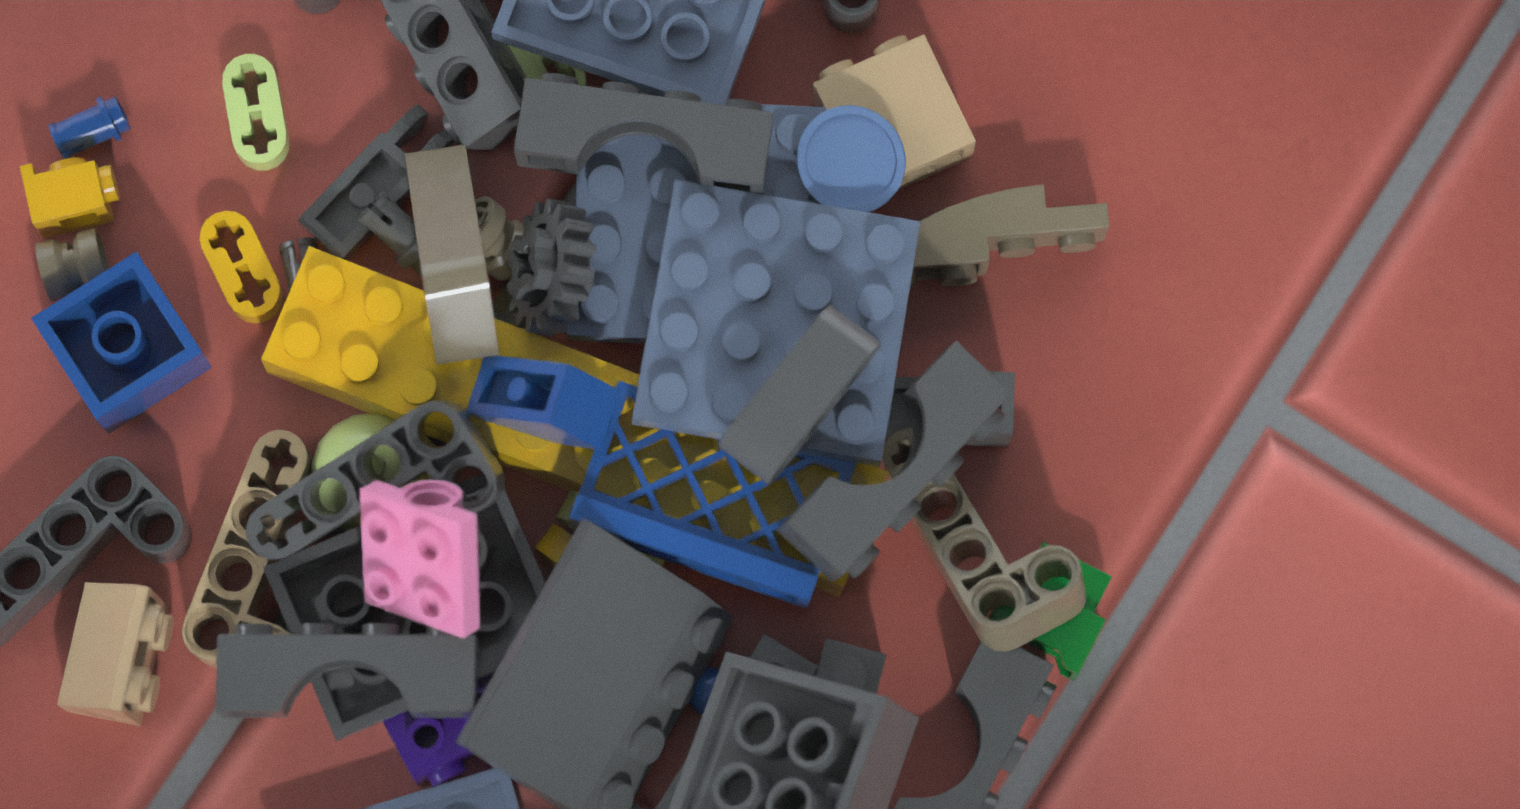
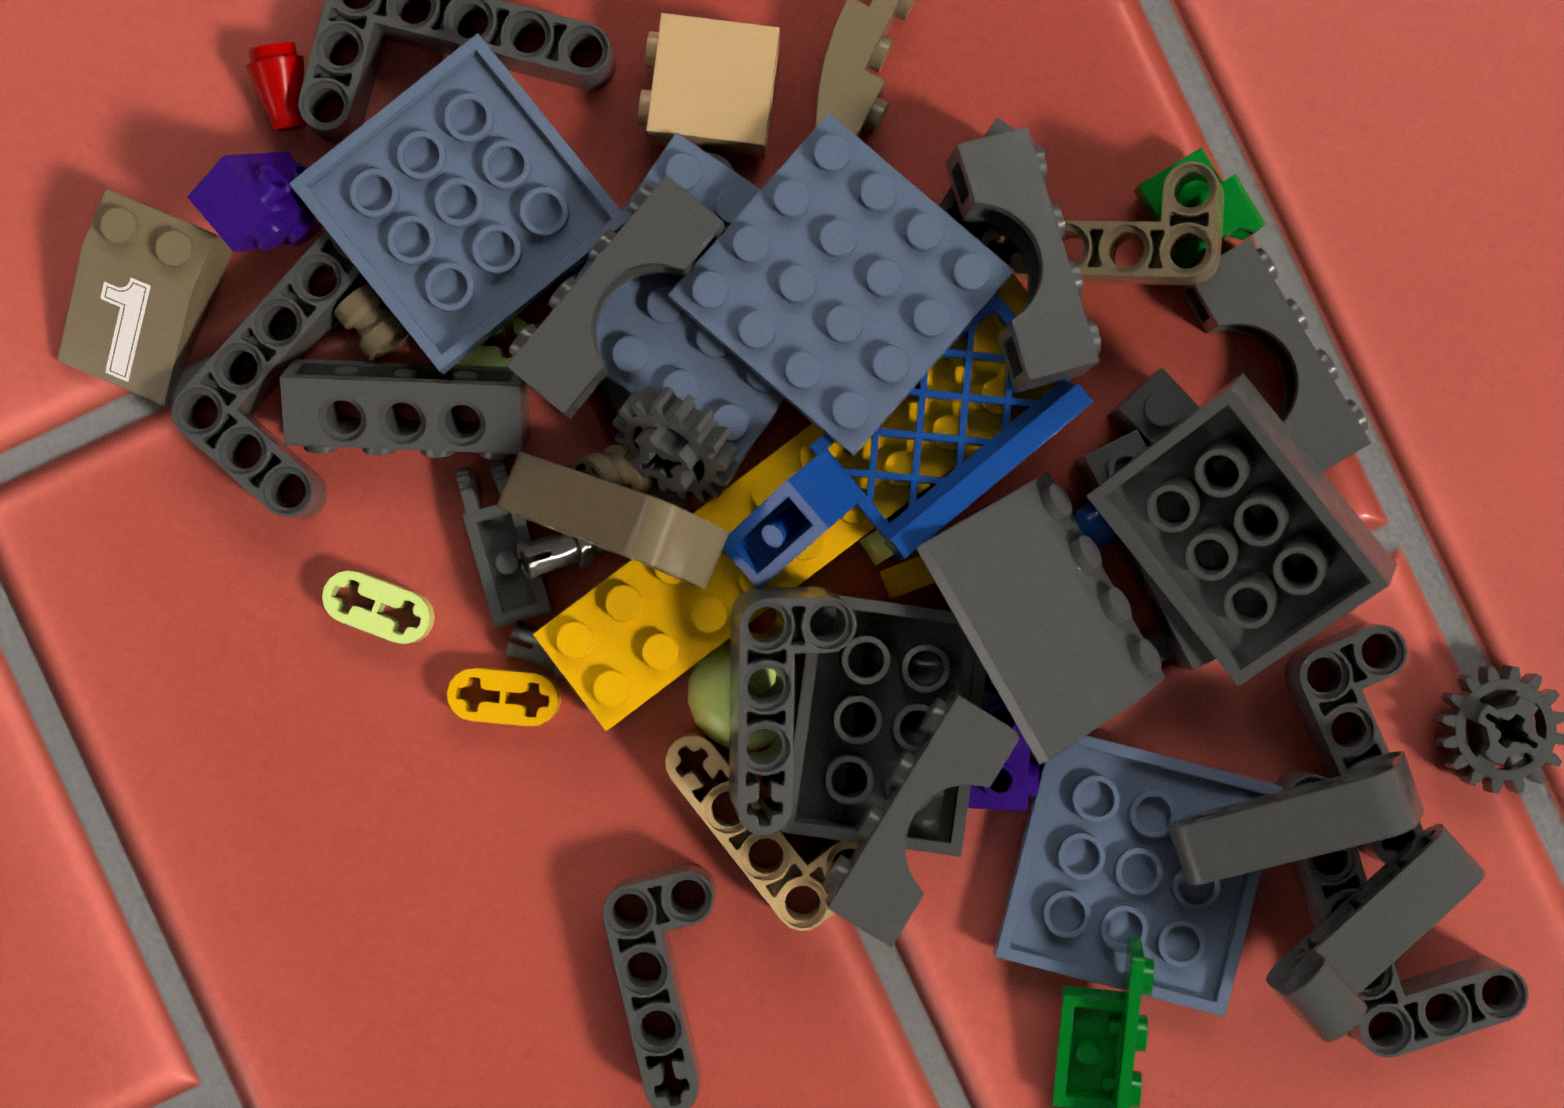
camera: 55 degrees left, 10 degrees up
(69, 195) = (356, 803): yellow brick -> none
(70, 265) = (419, 835): dark tan wheel -> none
(90, 127) = (307, 752): blue pin -> none
(116, 653) = (772, 992): tan slope -> none
(121, 343) = (512, 835): blue brick -> none
(421, 554) = (865, 698): bright pink plate -> none
(799, 394) = (927, 302): dark grey beam -> none
(851, 158) = (737, 138): medium blue piece -> none

